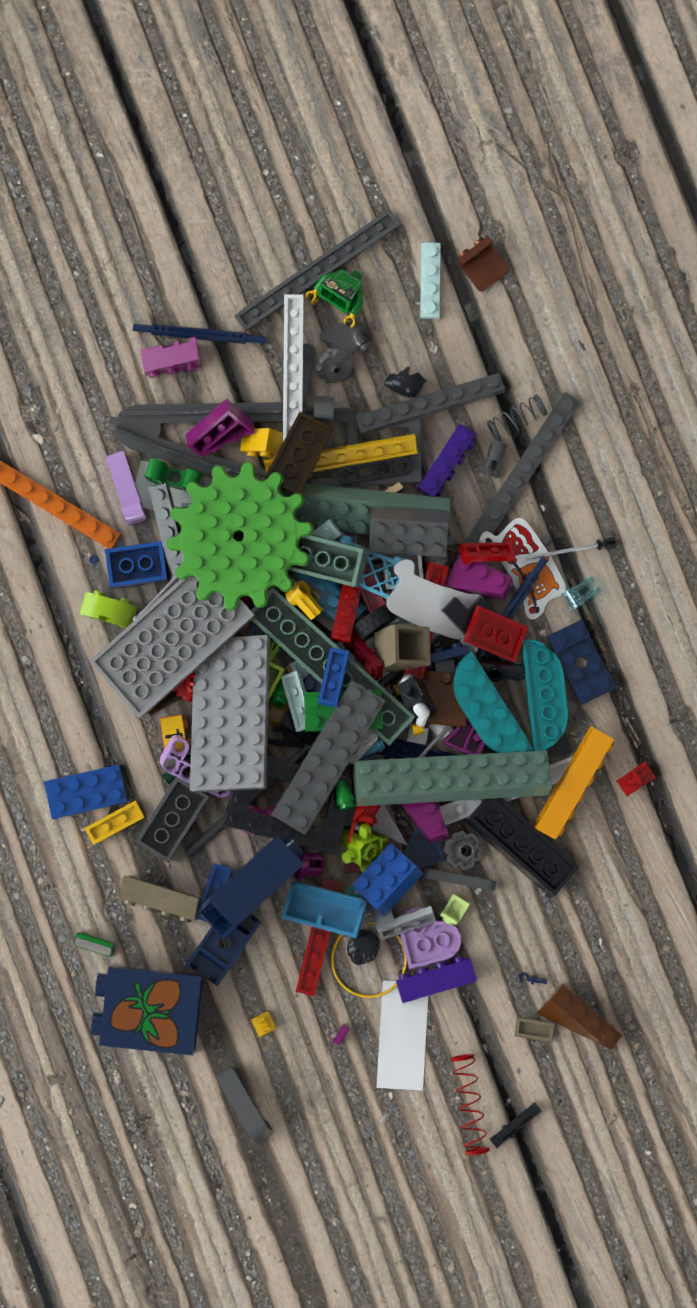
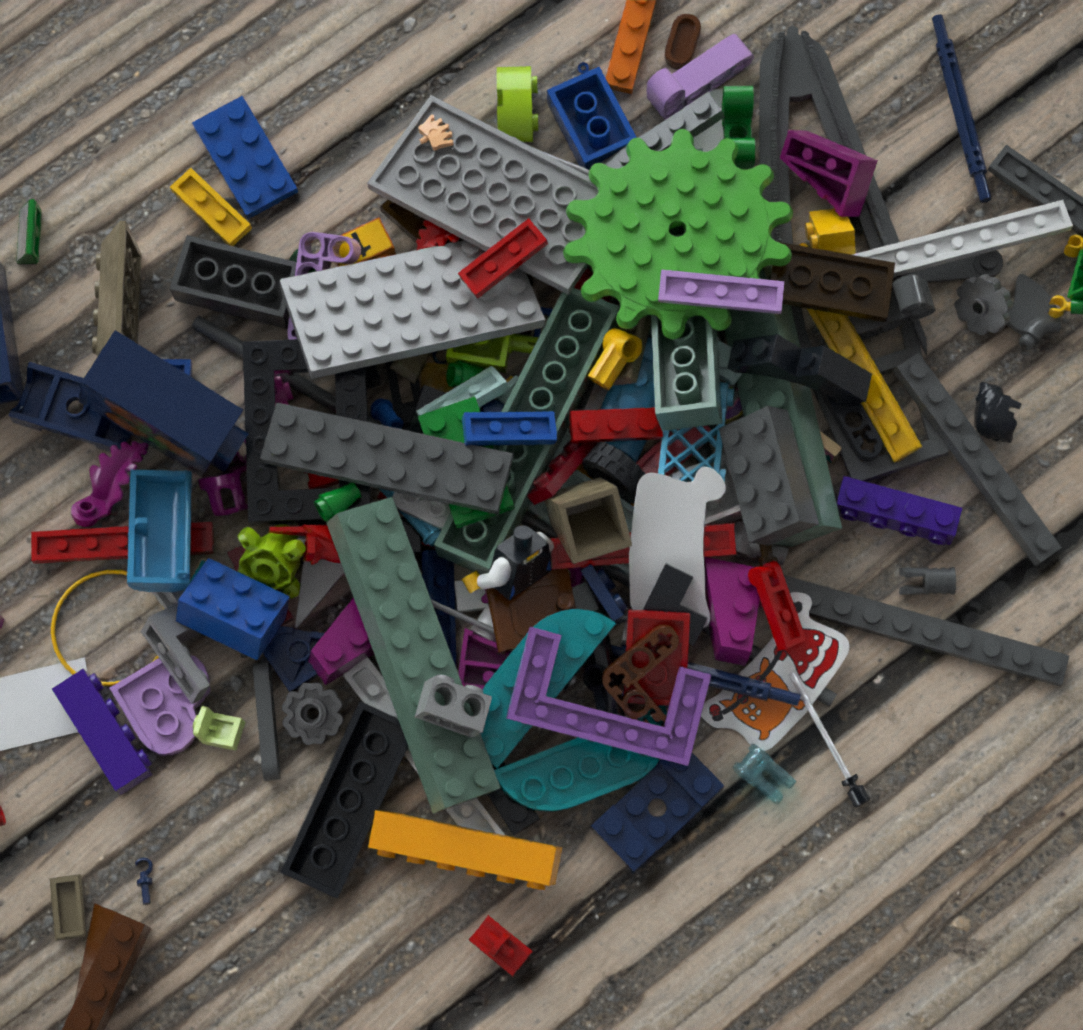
camera: 75 degrees right, 10 degrees down
(96, 491) = (682, 41): none -> reddish brown tile
(119, 666) = (435, 133): none -> light nougat piece
(171, 358) = (911, 80): magenta wedge -> none
(222, 648) = (503, 258): none -> red plate
(279, 935) = (107, 482): none -> magenta plant
(289, 751) = (383, 411): none -> blue pin
(293, 522) = (721, 291): none -> lavender plate
(345, 494) = (811, 367): none -> black arch
(363, 948) = (122, 608): black hair -> none
(492, 427) = (1033, 621): dark grey piece -> none
(497, 763) = (452, 714): none -> light grey brick
(503, 651) = (633, 674): none -> reddish brown beam
(549, 642) = (533, 707): none -> medium lavender plate

